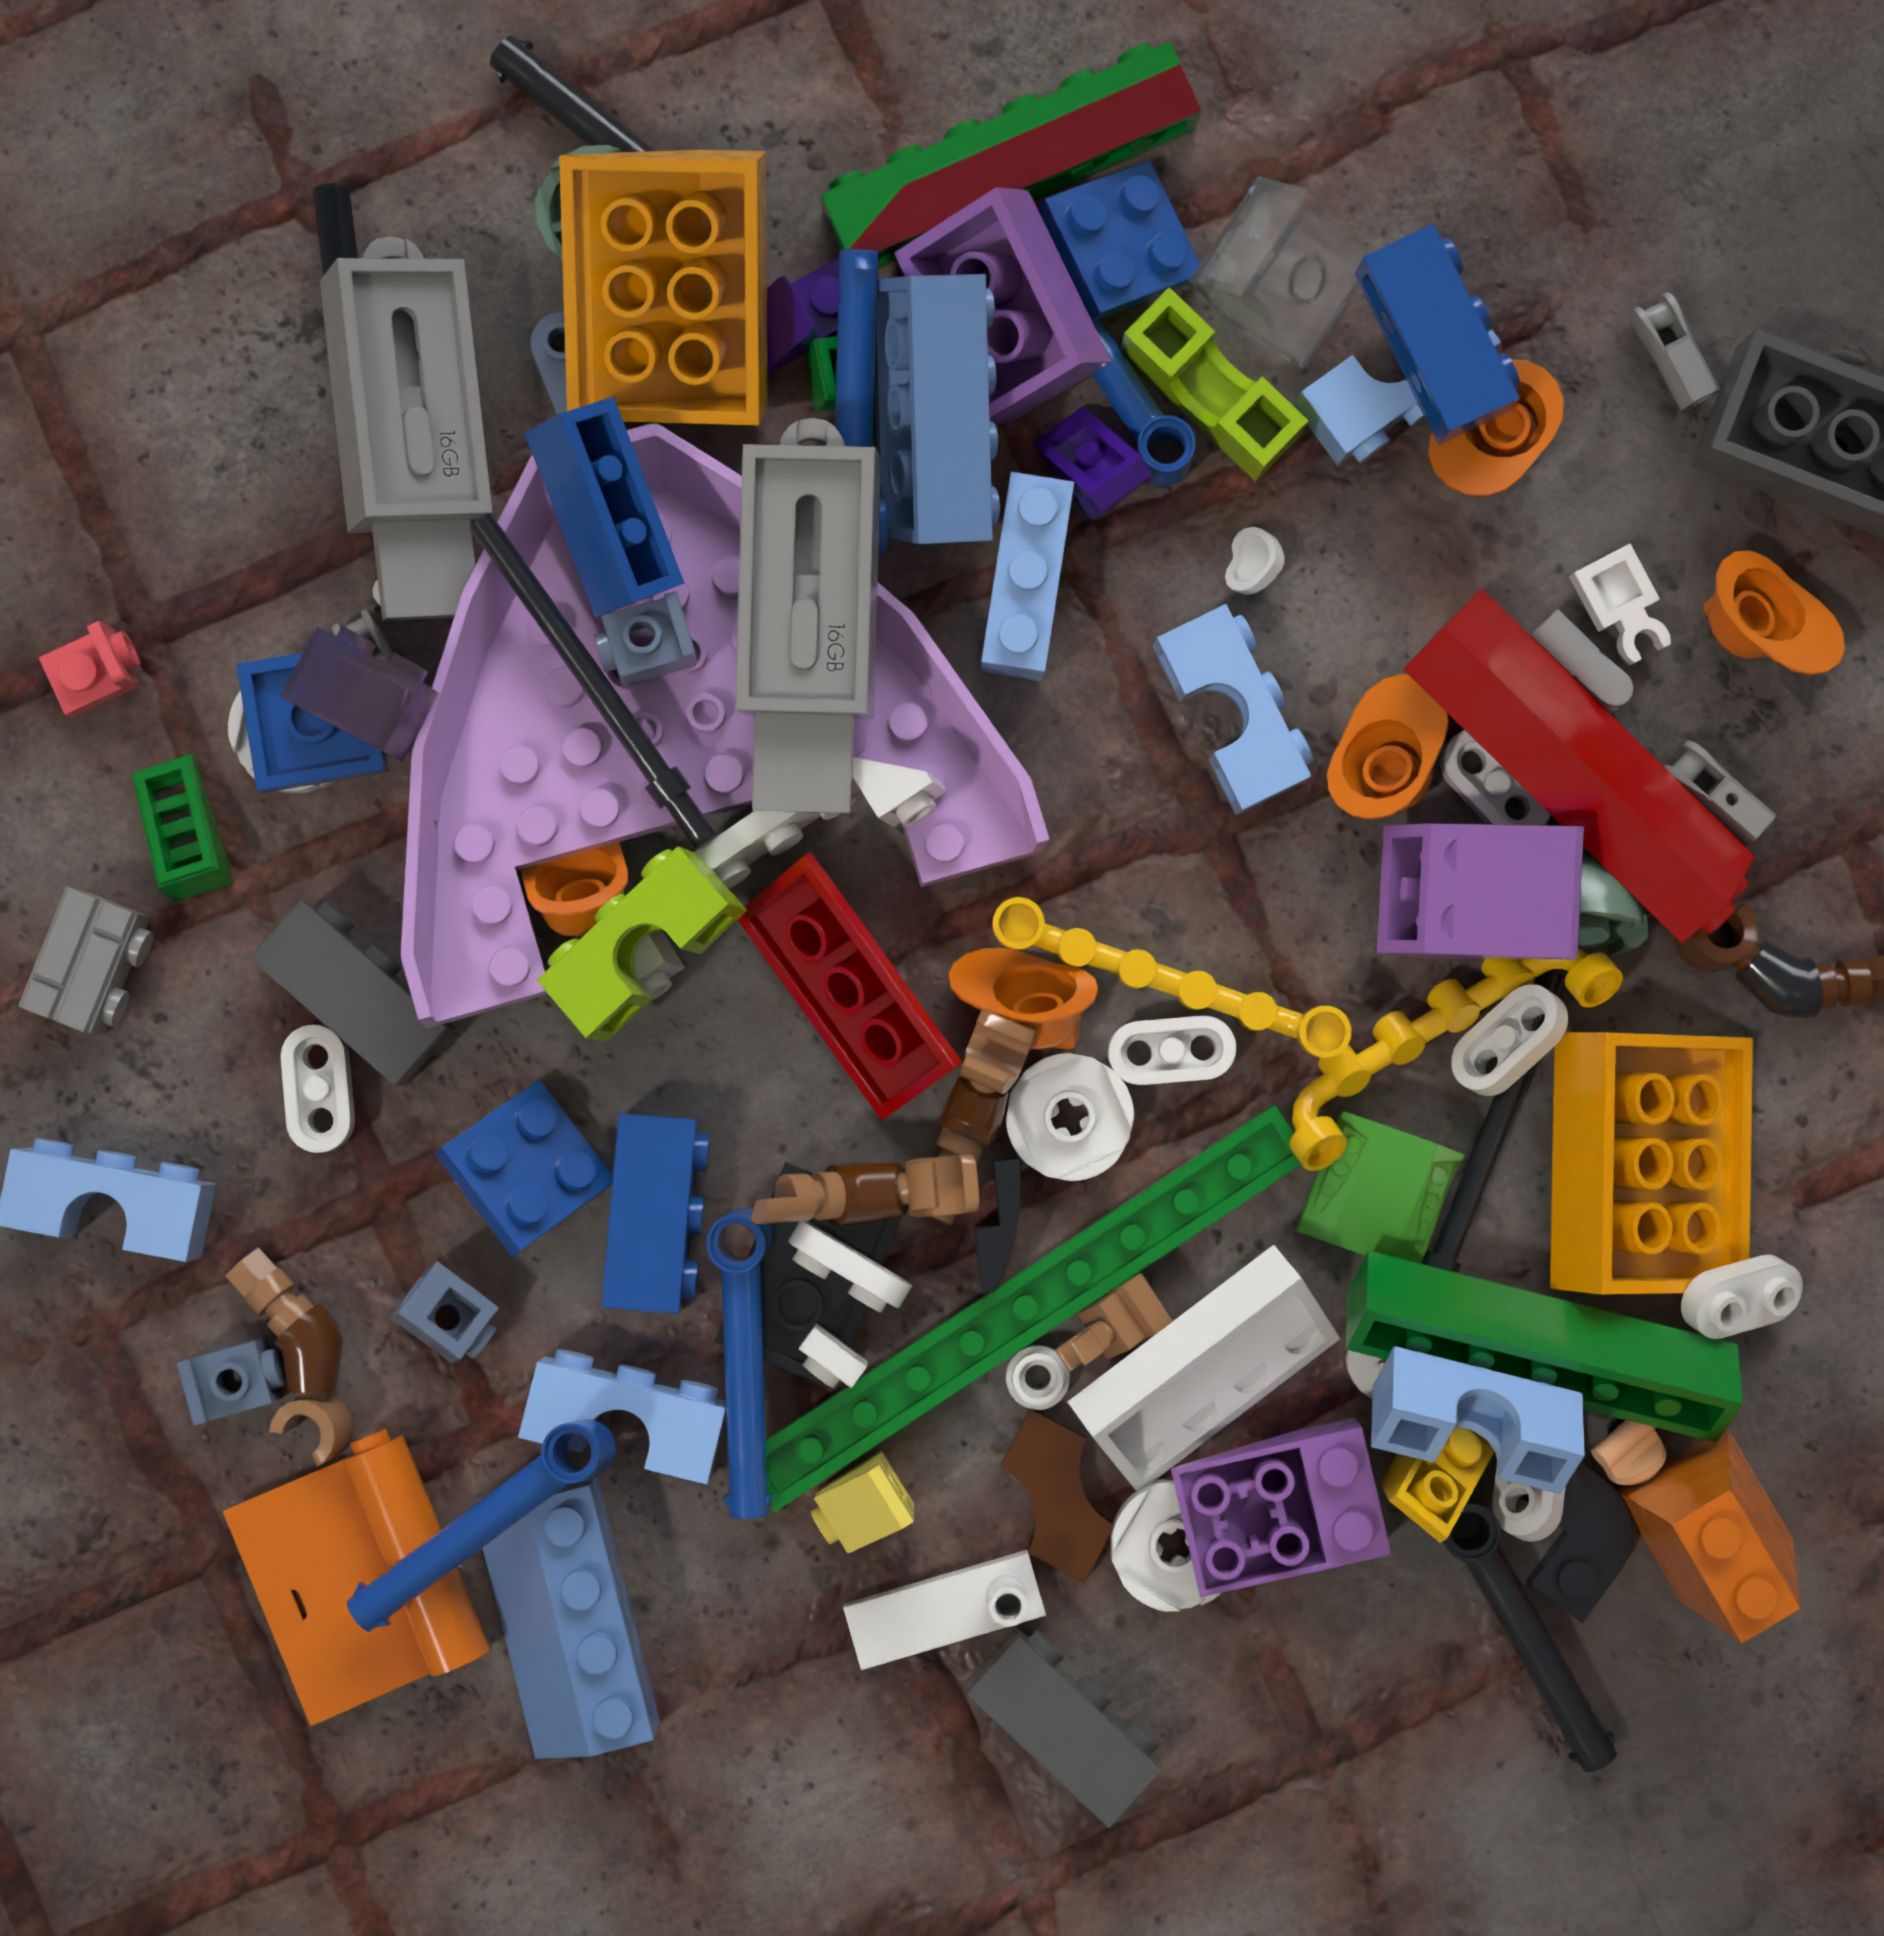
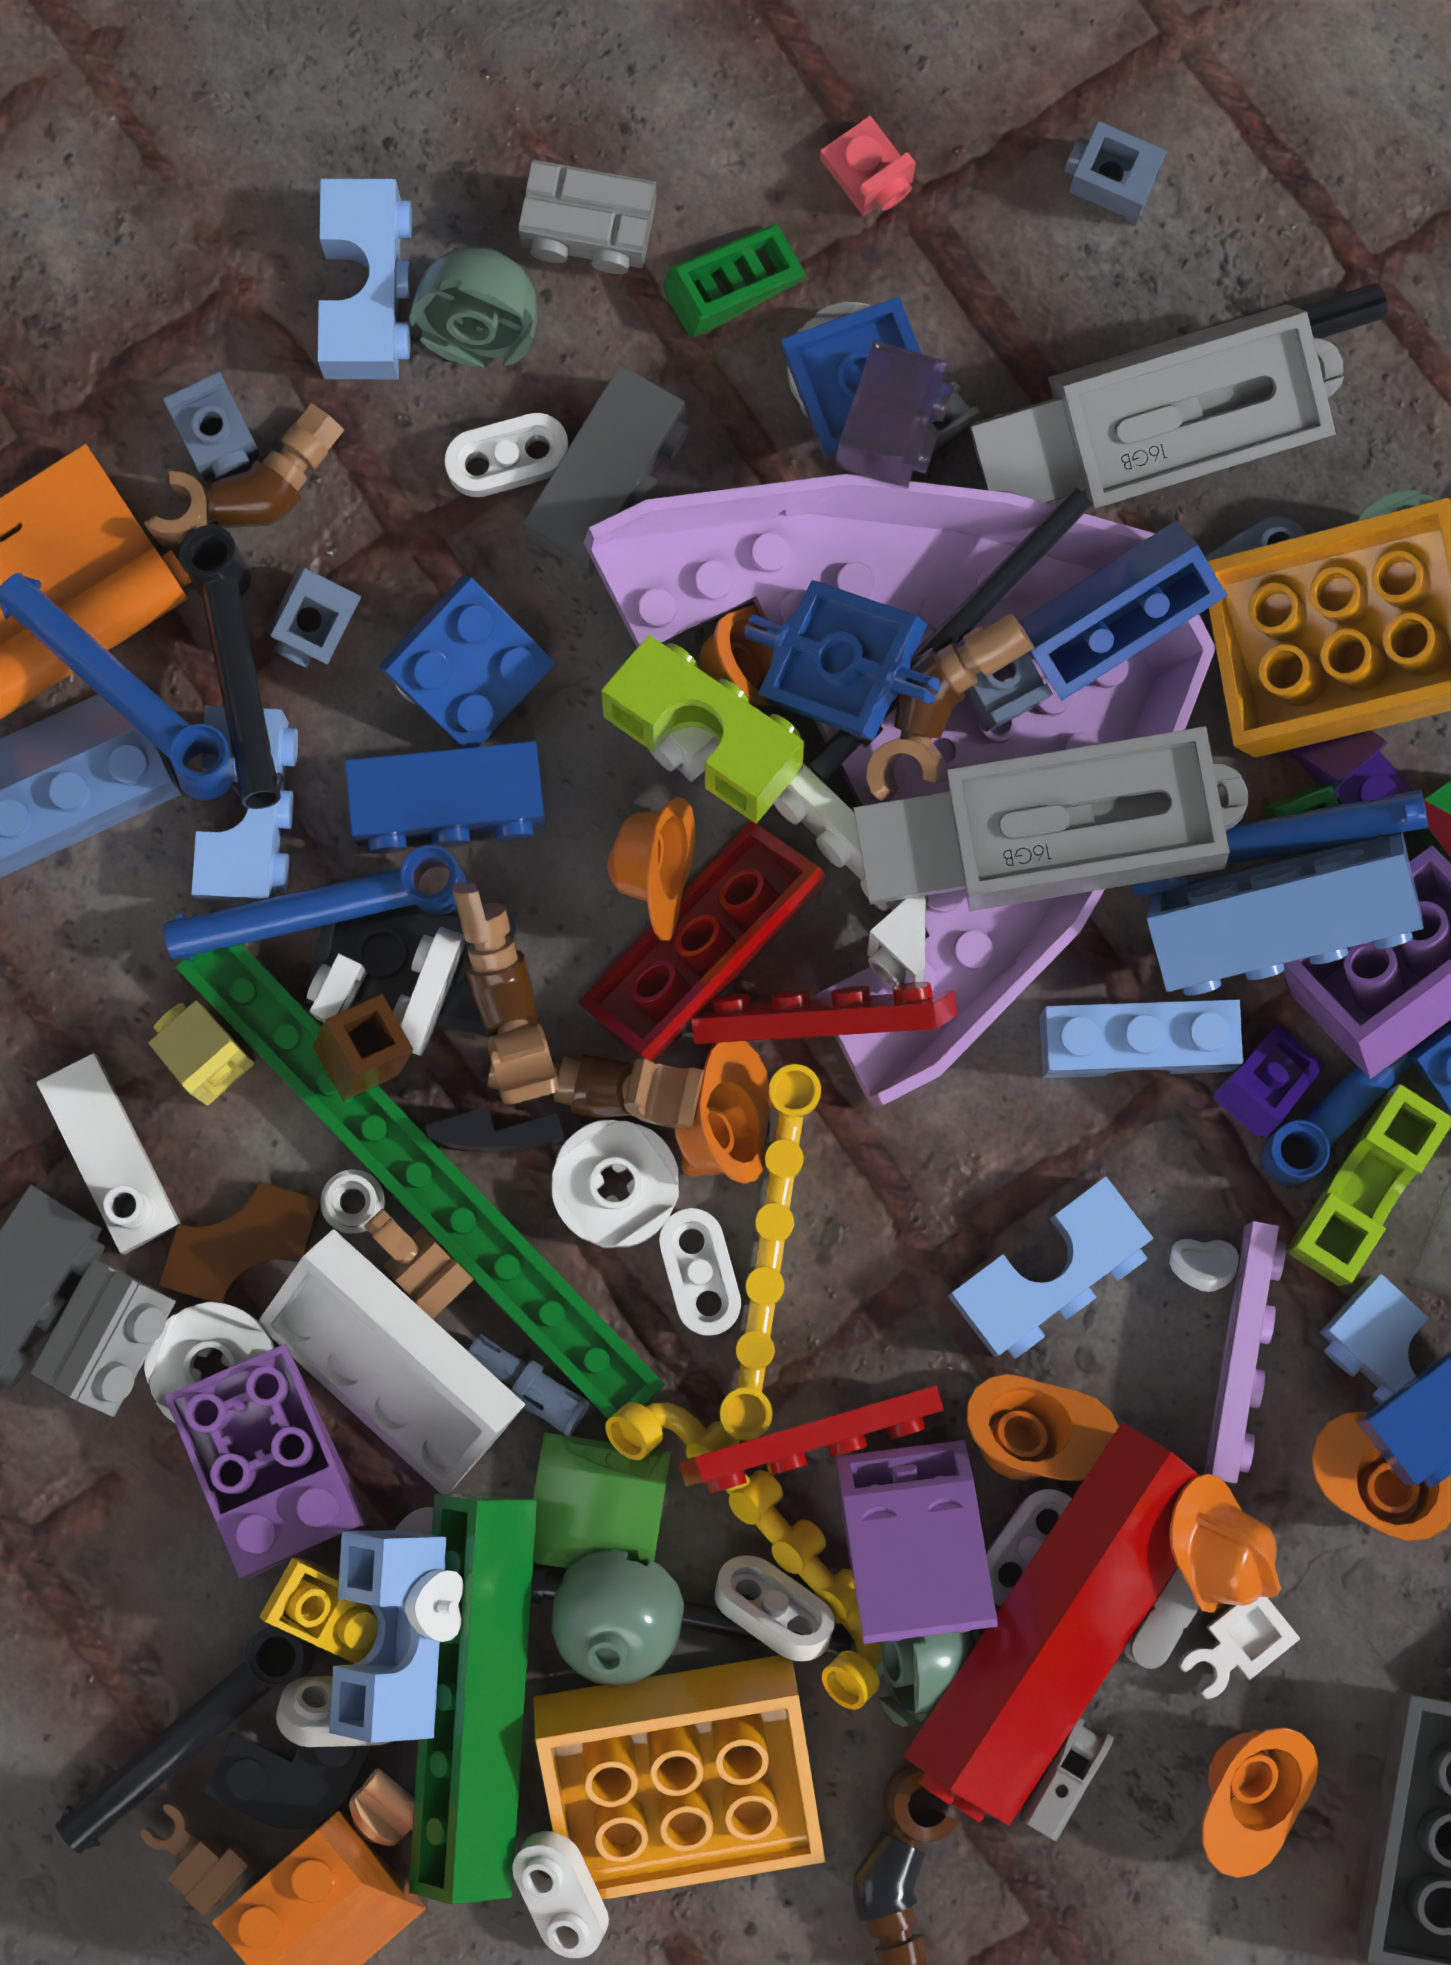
camera: 85 degrees right, 5 degrees down
(136, 405) = (1130, 157): none -> sand blue brick
(159, 1090) = (476, 307): none -> sand green cylinder
(478, 1400) = (233, 657): none -> black piece
(600, 792) = (842, 659): none -> blue plate
(650, 710) = (956, 668): none -> medium nougat piece
(760, 1020) = (654, 861): none -> orange piece
(895, 1341) = (362, 1047): none -> reddish brown brick
(953, 860) = (848, 1012): none -> red plate
(1128, 1646) = (103, 1338): none -> light grey brick
(1250, 1236) = (528, 1382): none -> sand blue pin
(1362, 998) = (786, 1448): none -> red plate
(1371, 550) = (1248, 1326): none -> lavender plate
(1458, 1368) = (434, 1605): none -> white piece
(1494, 1194) = (616, 1618): none -> sand green cylinder
(1535, 598) = (1220, 1547): none -> orange piece
(1653, 1631) = (206, 1870): none -> medium nougat piece

